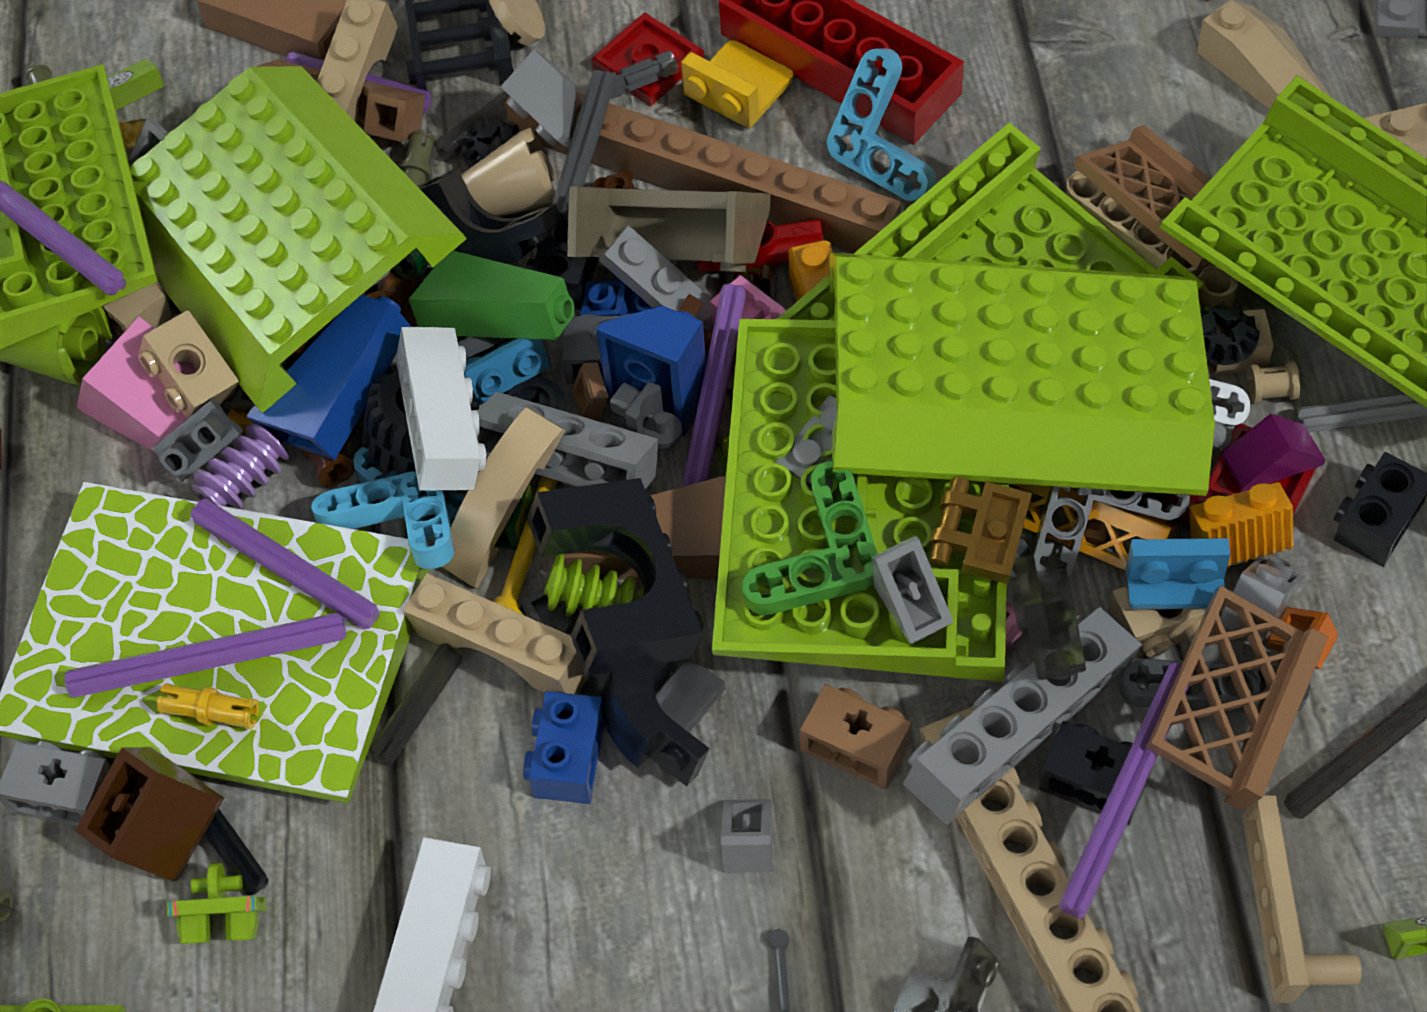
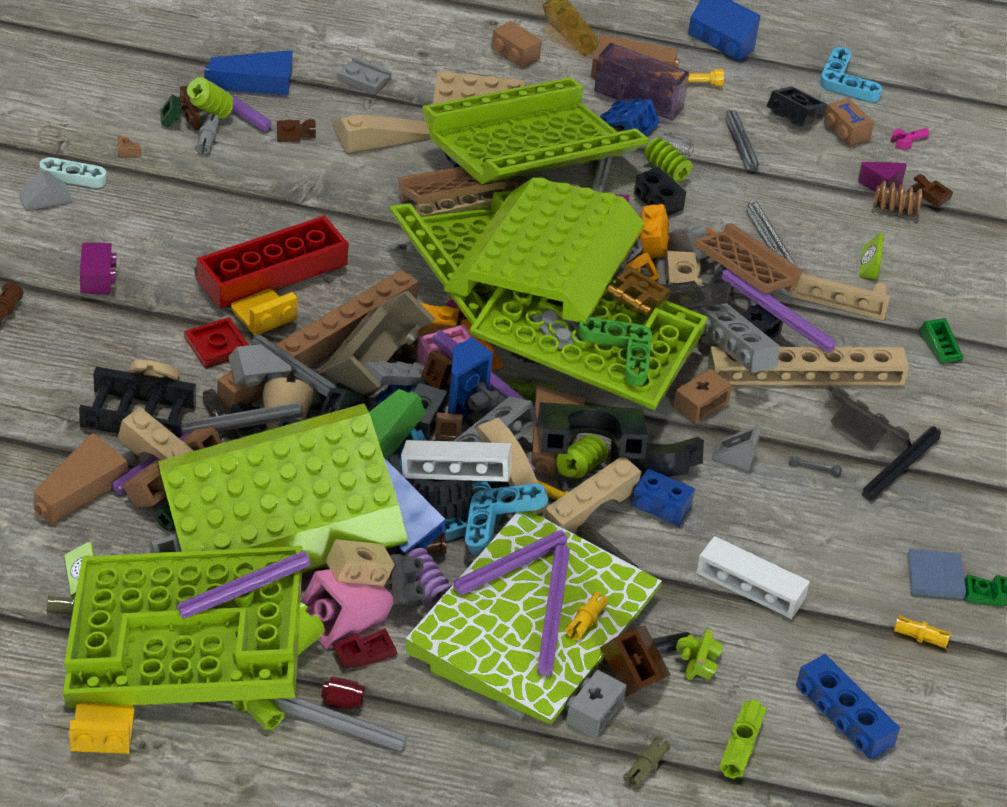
camera: 80 degrees left, 15 degrees down
(84, 449) = (368, 650): none -> dark red slope
(457, 134) = (245, 418): none -> light grey axle
(644, 73) = (237, 335): dark grey axle -> none
(865, 140) = (343, 274): medium azure beam -> none
(910, 590) = (665, 320): light grey slope -> none
(1175, 572) = (680, 252): dark azure bracket -> none

